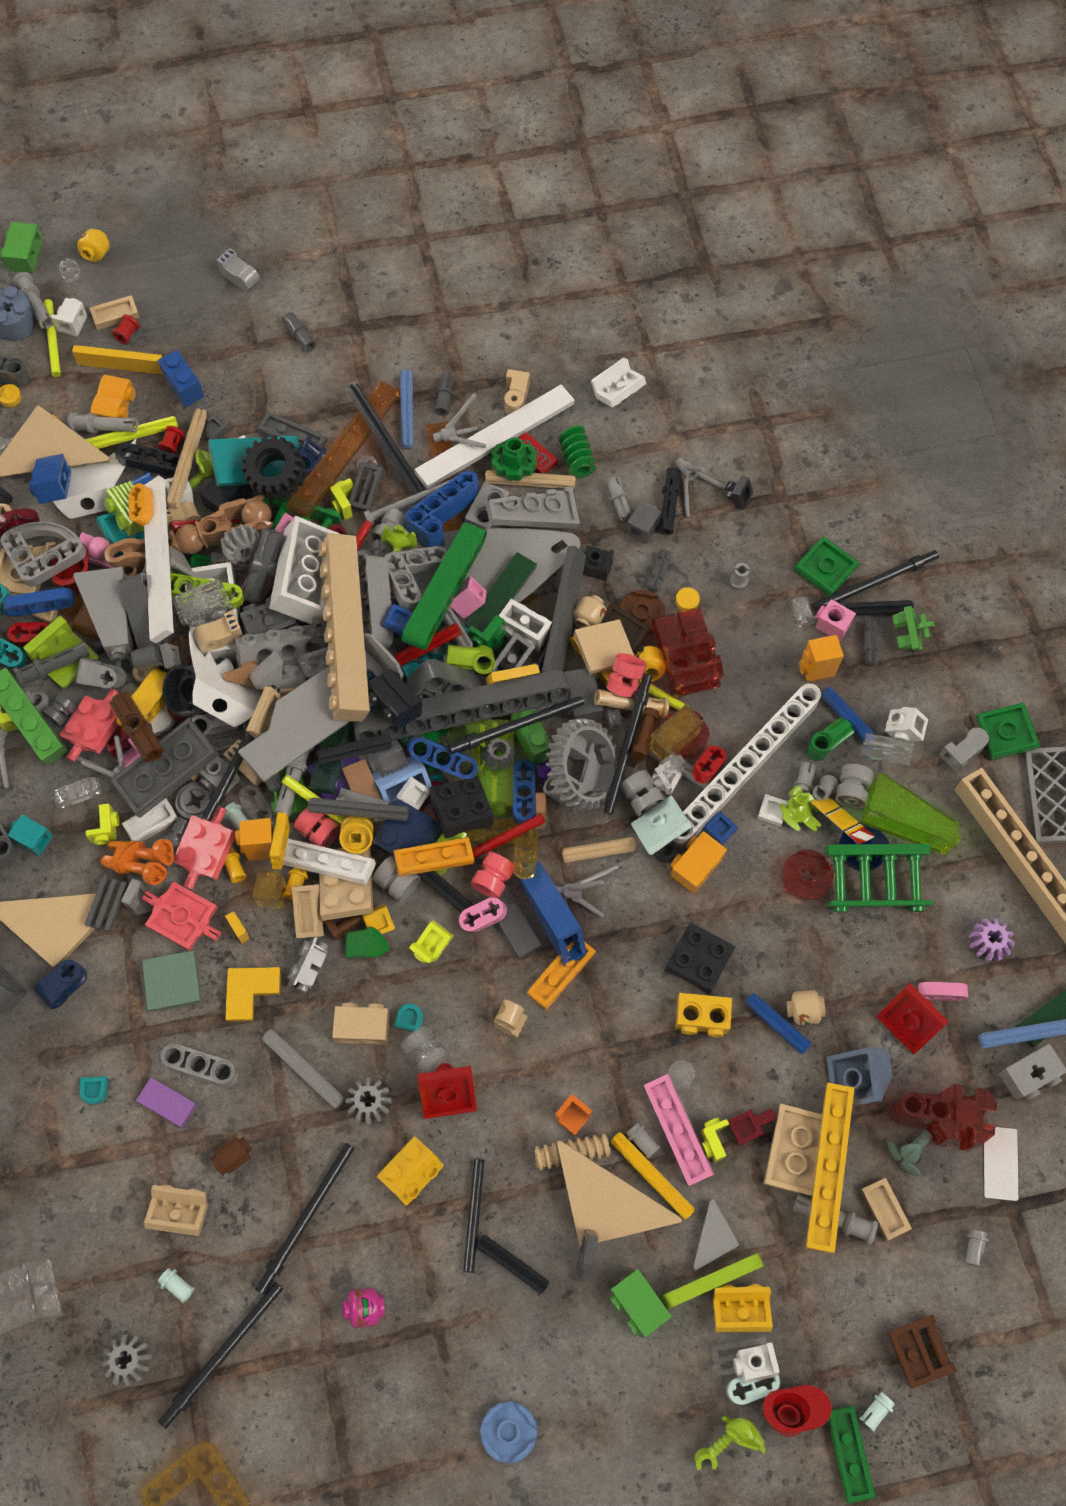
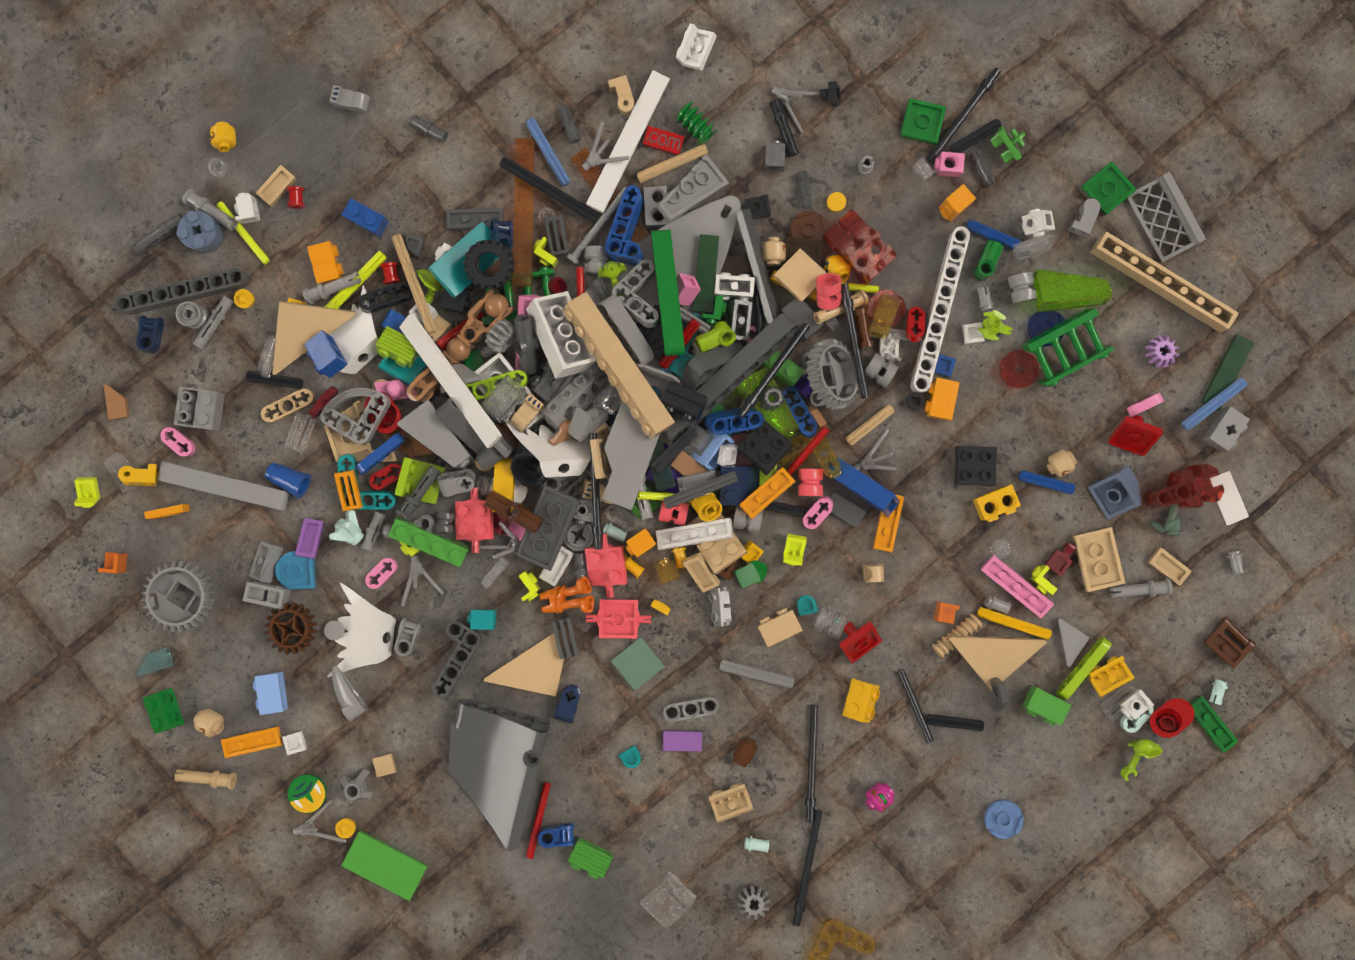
camera: 20 degrees left, 20 degrees up
(21, 247) = (167, 168): bright green brick -> none
(117, 359) = (307, 226): yellow tile -> none
(133, 894) = (578, 622): light grey tile -> none
(140, 504) = (409, 344): light orange beam -> none
(243, 985) = (687, 640): yellow tile -> none
(279, 841) = (658, 537): yellow tile -> none
(360, 1108) = (814, 666): light grey gear -> none
(397, 619) = (651, 338): blue tile -> none
(513, 673) = (750, 334): yellow tile -> none
(514, 459) = (653, 155): green plant -> none
(619, 498) = (746, 145): light grey axle -> none
(661, 825) = (906, 388): light aqua plate -> none
(827, 785) = (1003, 296): light grey pin -> none
(830, 1168) = (1126, 562): yellow plate -> none
(843, 820) = (1026, 317): yellow sticker -> none

